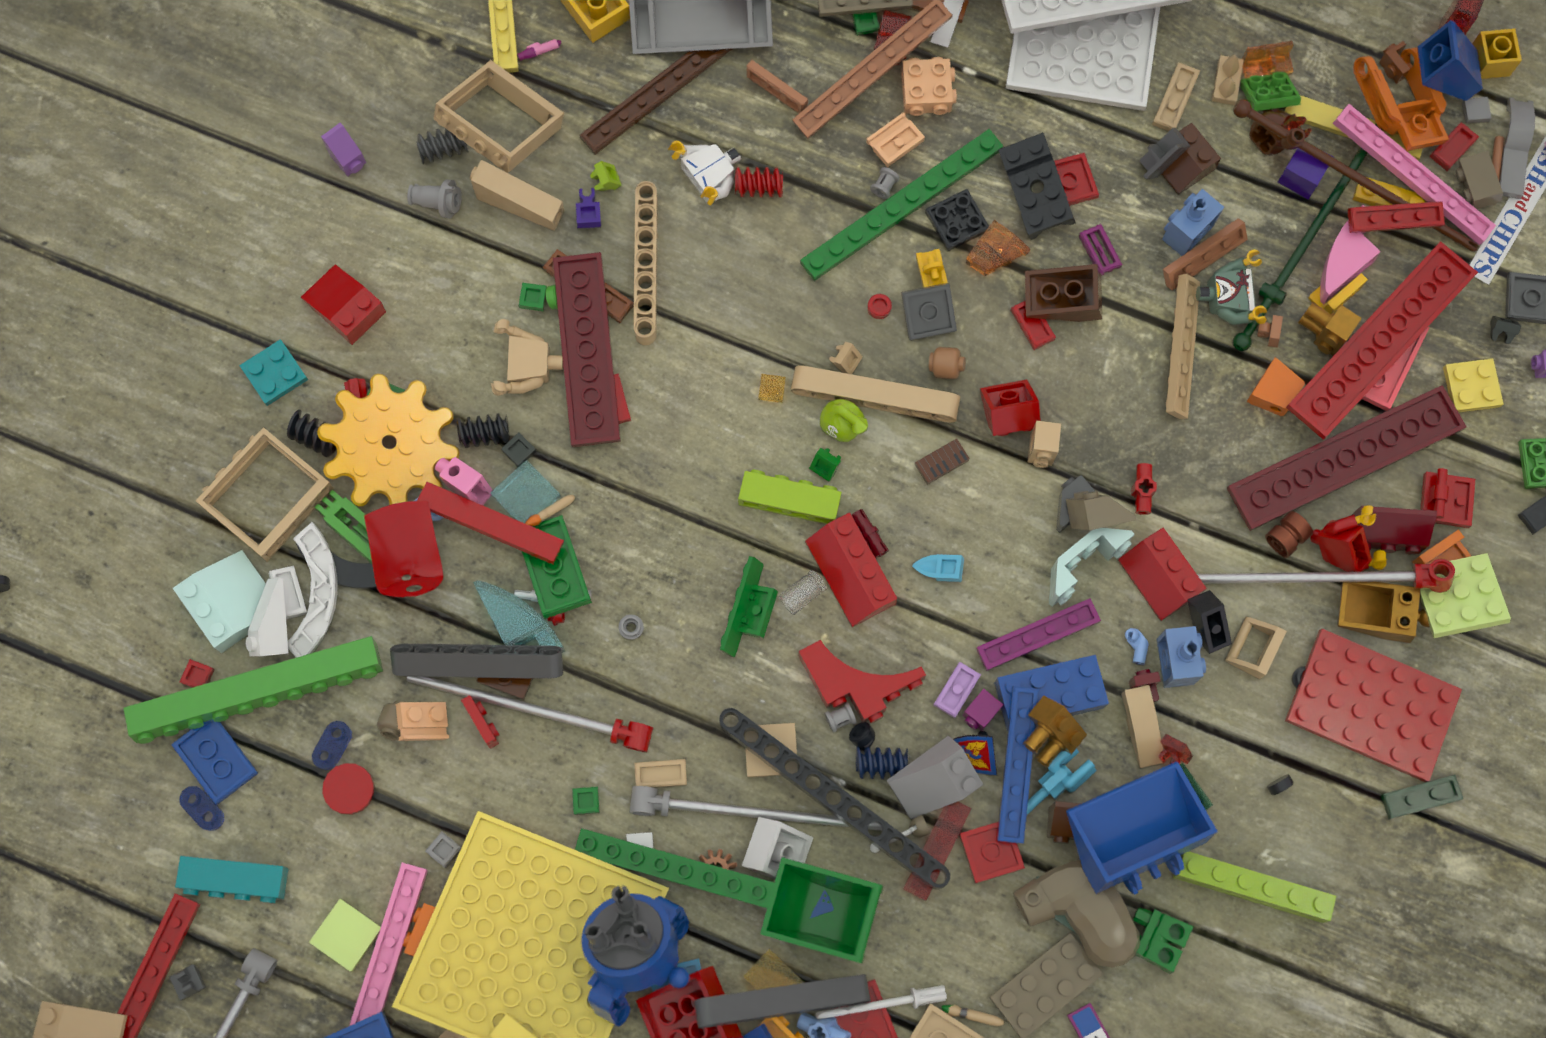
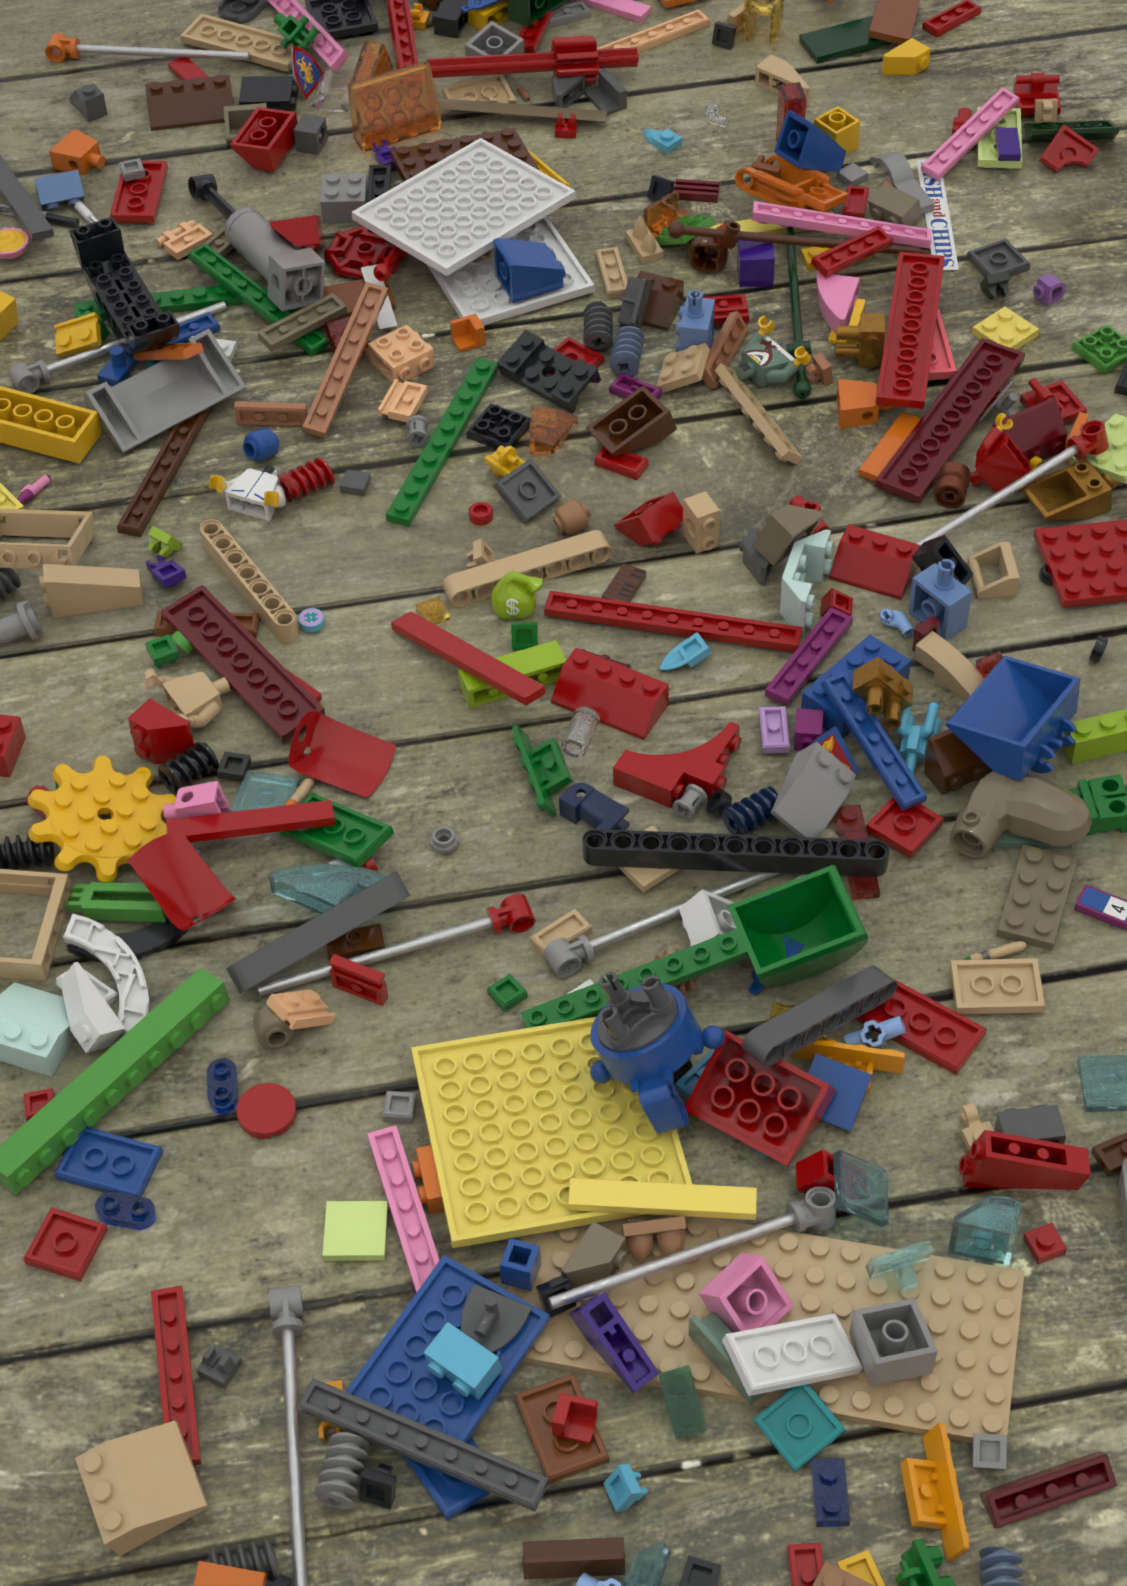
camera: 30 degrees left, 25 degrees down
(146, 808) = (65, 1244): none -> red tile
(231, 877) = (202, 1245): teal brick -> none
(473, 384) = (159, 733): none -> red slope
(605, 493) = (340, 754): none -> red piece
(671, 335) = (311, 620): none -> tile
(746, 118) = (261, 445): none -> blue head
(758, 467) = (469, 658): none -> red tile
(762, 681) = (592, 808): none -> dark blue piece
(799, 206) = (355, 482): none -> dark grey tile
(917, 998) = (933, 967): white piece -> none
(955, 526) = (673, 621): none -> red plate
(1000, 95) = (467, 333): none -> orange panel
(1094, 59) = (526, 268): none -> blue slope
(1101, 593) = (837, 601): none -> red slope
(1113, 159) = (598, 326): none -> dark grey piece
(1119, 204) = (627, 351): none -> sand blue piece
(1154, 255) = (683, 367): none -> tan plate
(1242, 204) = (729, 303): none -> red plate
(1271, 453) = (888, 446): none -> orange tile
(1286, 24) = (660, 187): none -> black tile
(1323, 39) = (697, 190): none -> dark red tile
(1402, 471) = (1003, 407): none -> light grey shield

